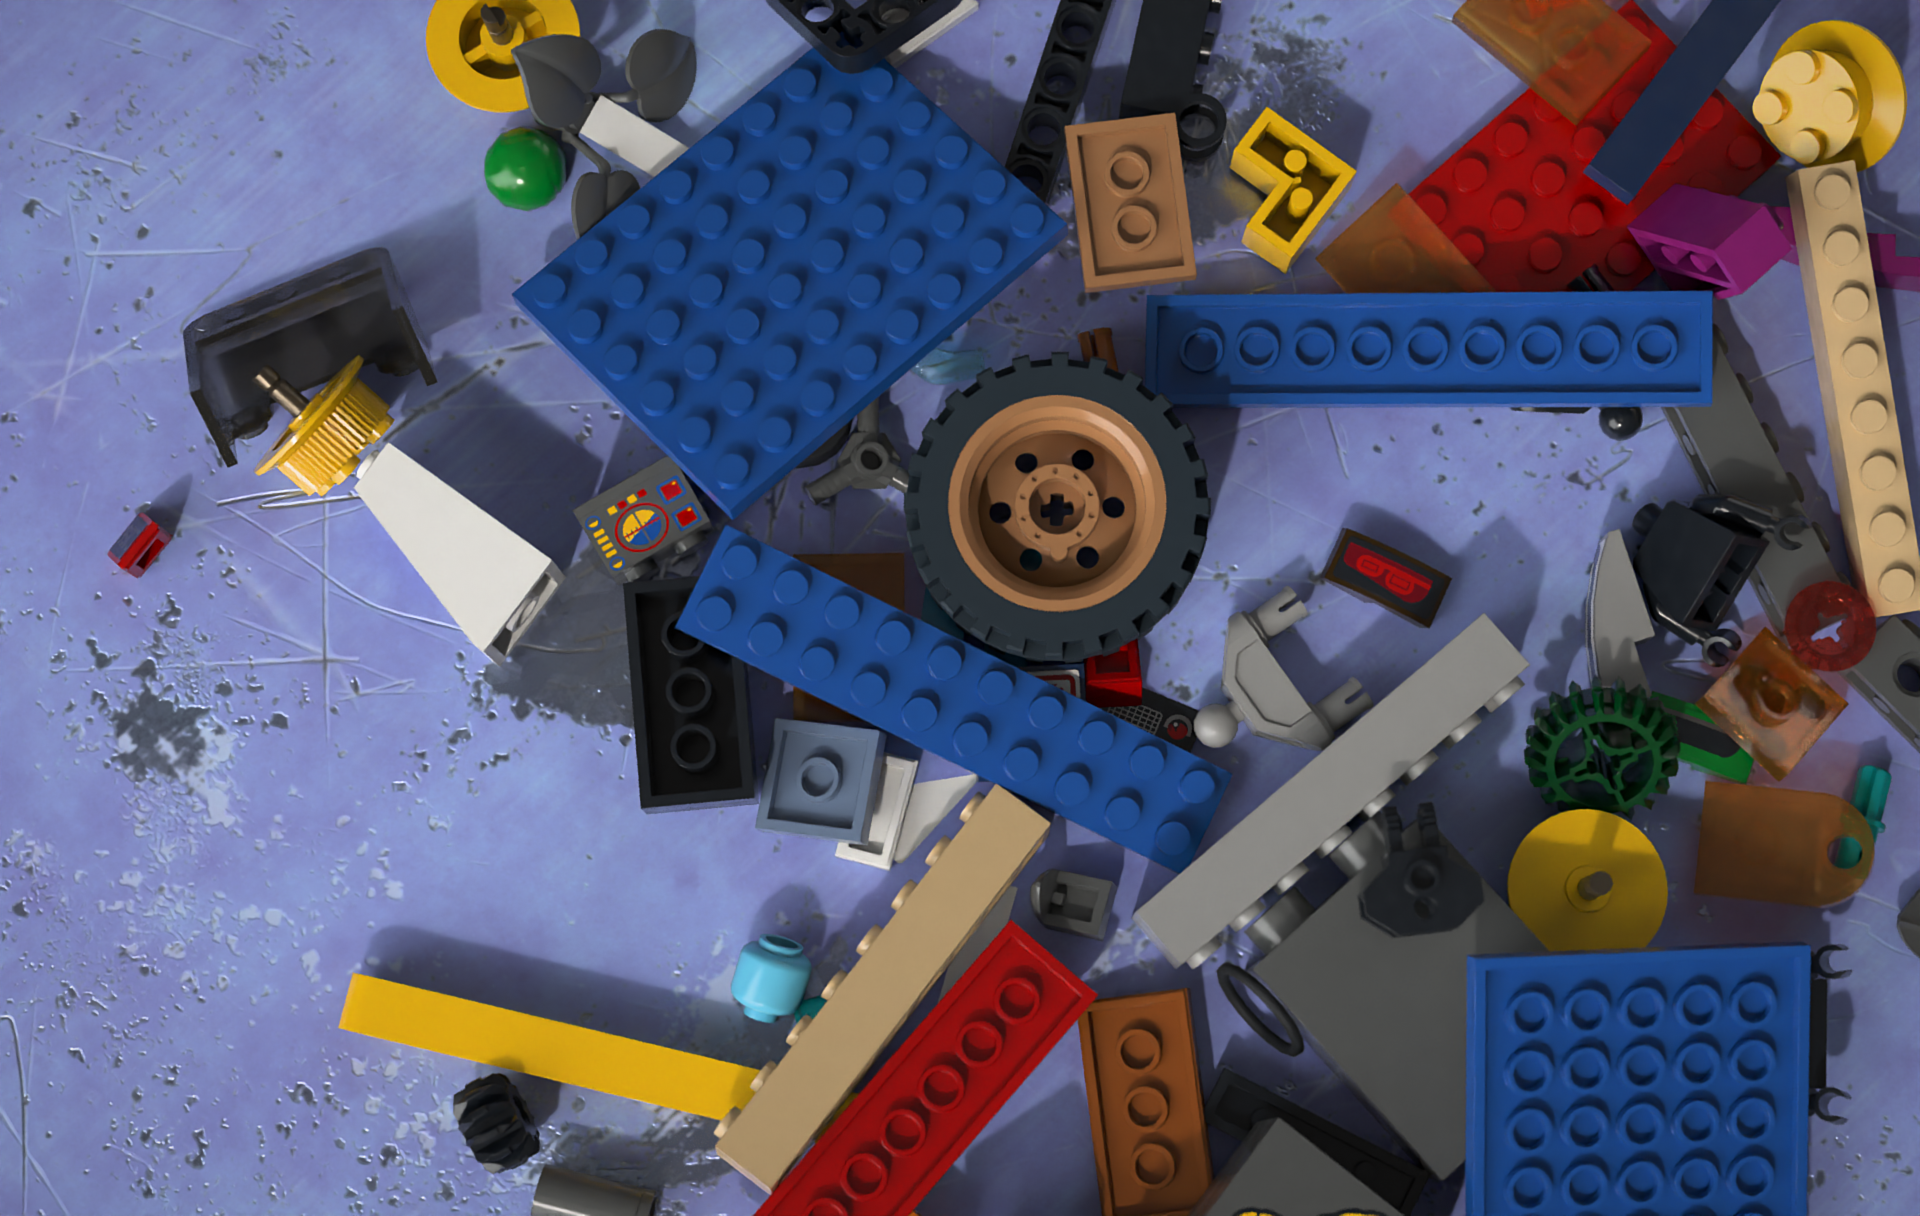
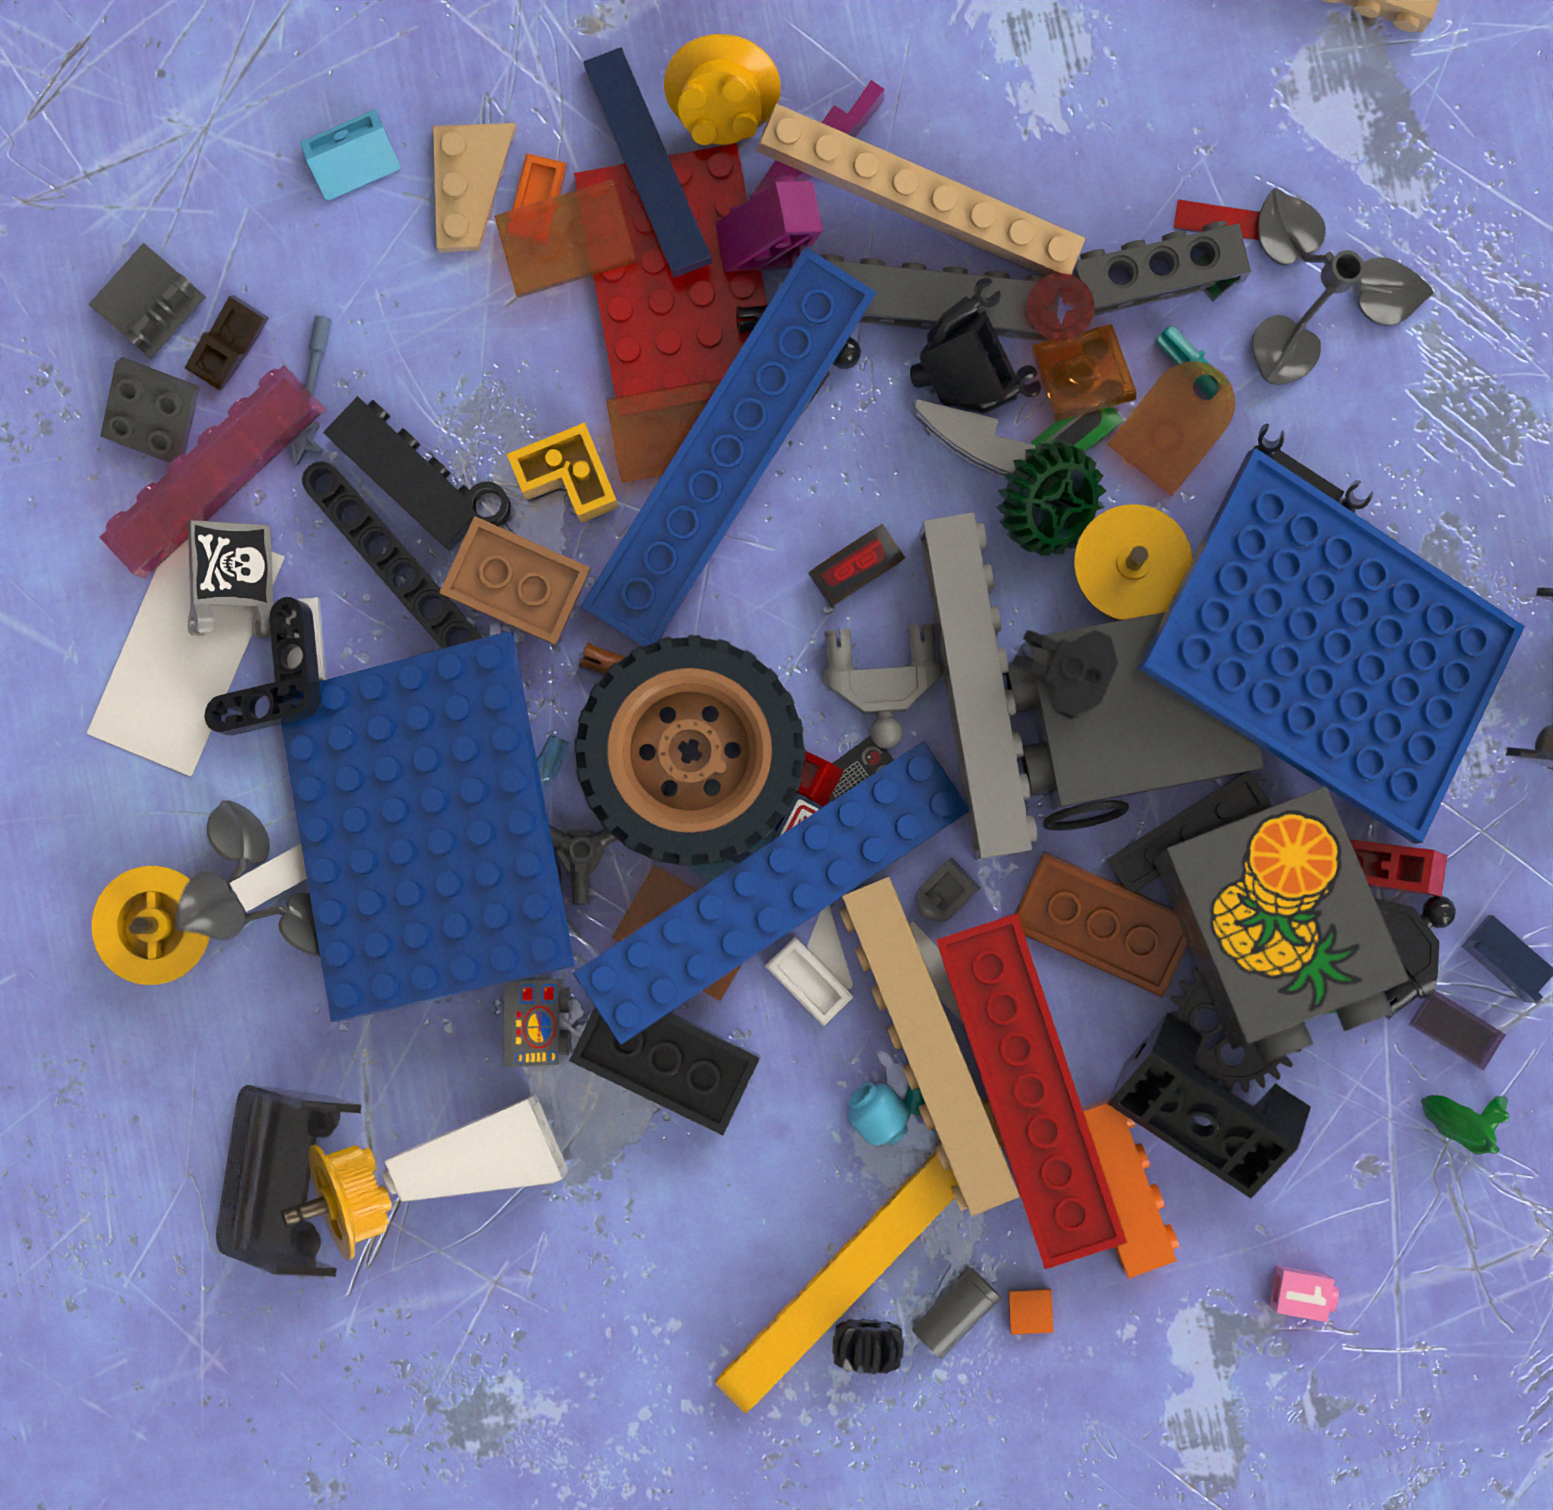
camera: 60 degrees left, 5 degrees up
(139, 545) = (345, 1363): red slope -> none
(525, 168) = (246, 961): green hair -> none
(821, 781) = (771, 1007): sand blue plate -> none

